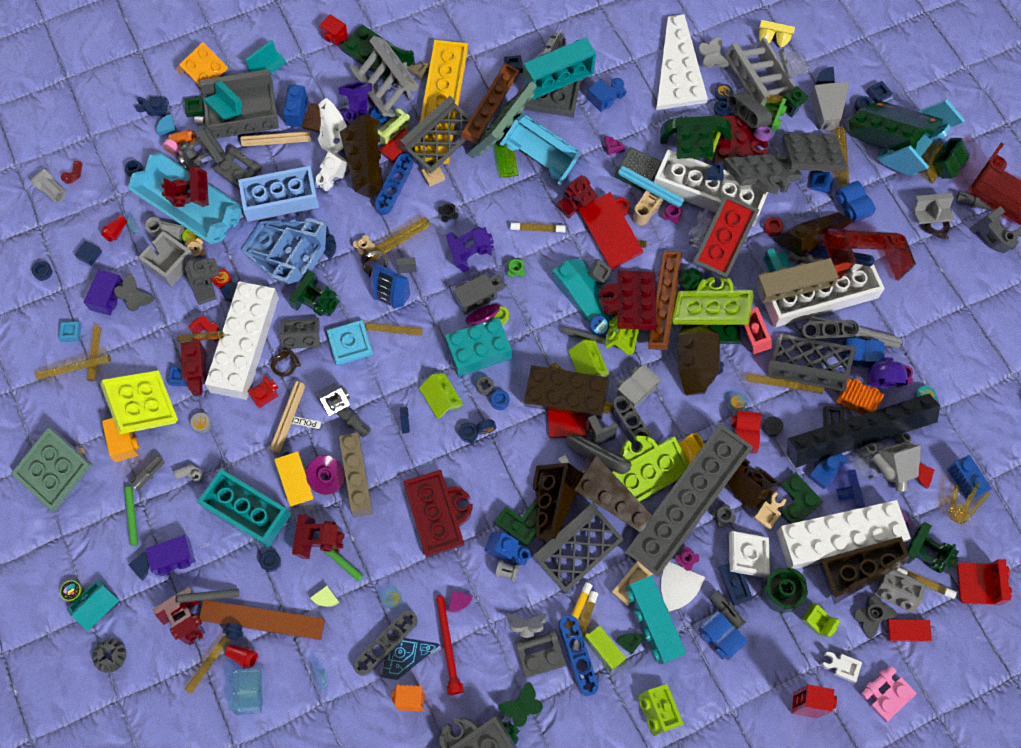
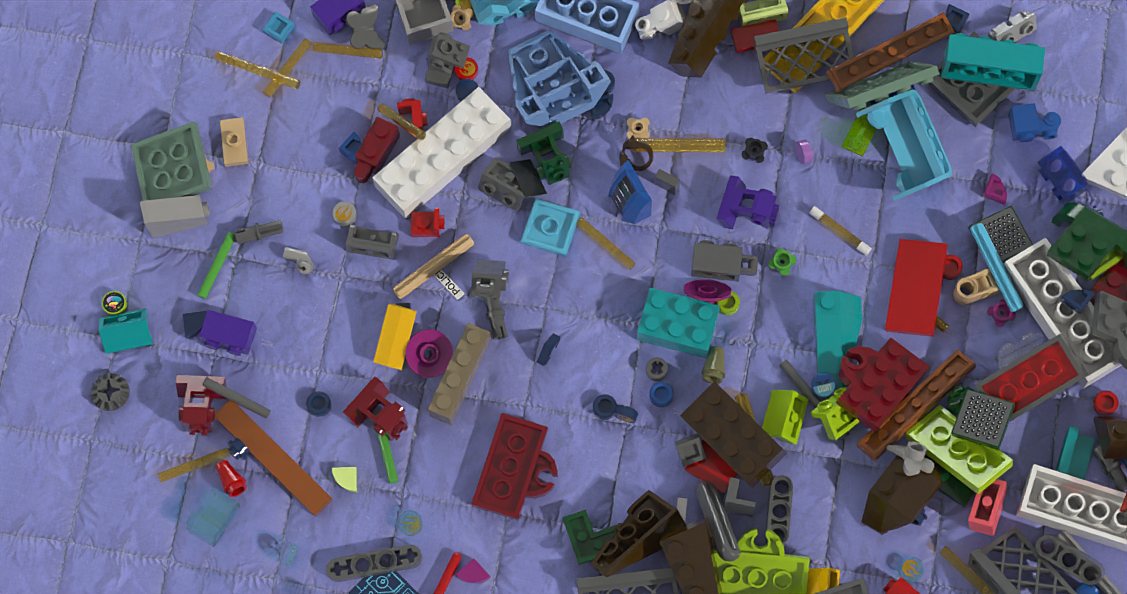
camera: 40 degrees right, 5 degrees up
(75, 500) = (174, 214): none -> light grey slope
(87, 425) = (234, 142): none -> tan plate
(119, 445) = (256, 178): light orange brick -> none
(130, 316) = (347, 50): none -> clear yellow bar
(138, 402) = (297, 152): neon yellow plate -> none
(233, 429) = (372, 242): none -> dark grey hinge
(244, 508) = (327, 334): teal brick -> none
(281, 355) = (472, 194): dark brown piece -> none
(312, 319) = (528, 178): none -> black sticker
(392, 183) = (717, 75): blue beam -> none
(434, 178) = (768, 100): tan plate -> none
(440, 394) = (604, 347): lime panel -> none
(480, 193) = (804, 151): none -> medium lavender tile
(506, 547) = (556, 553): blue brick -> none
(514, 568) = (534, 571): light grey bush -> none
(521, 359) = (714, 366): none -> olive cone
(545, 421) = (690, 450): none -> dark grey tile
(579, 190) = (905, 225): dark red tile -> none
(599, 272) = (869, 326): dark grey tile -> none
(639, 385) = (816, 479): light grey brick -> none
(650, 105) = (1068, 171): none -> clear blue brick
(691, 328) = (913, 458): none -> light grey animal
(715, 278) = (983, 419): none -> tile
(796, 280) = (1069, 481): dark tan brick -> none

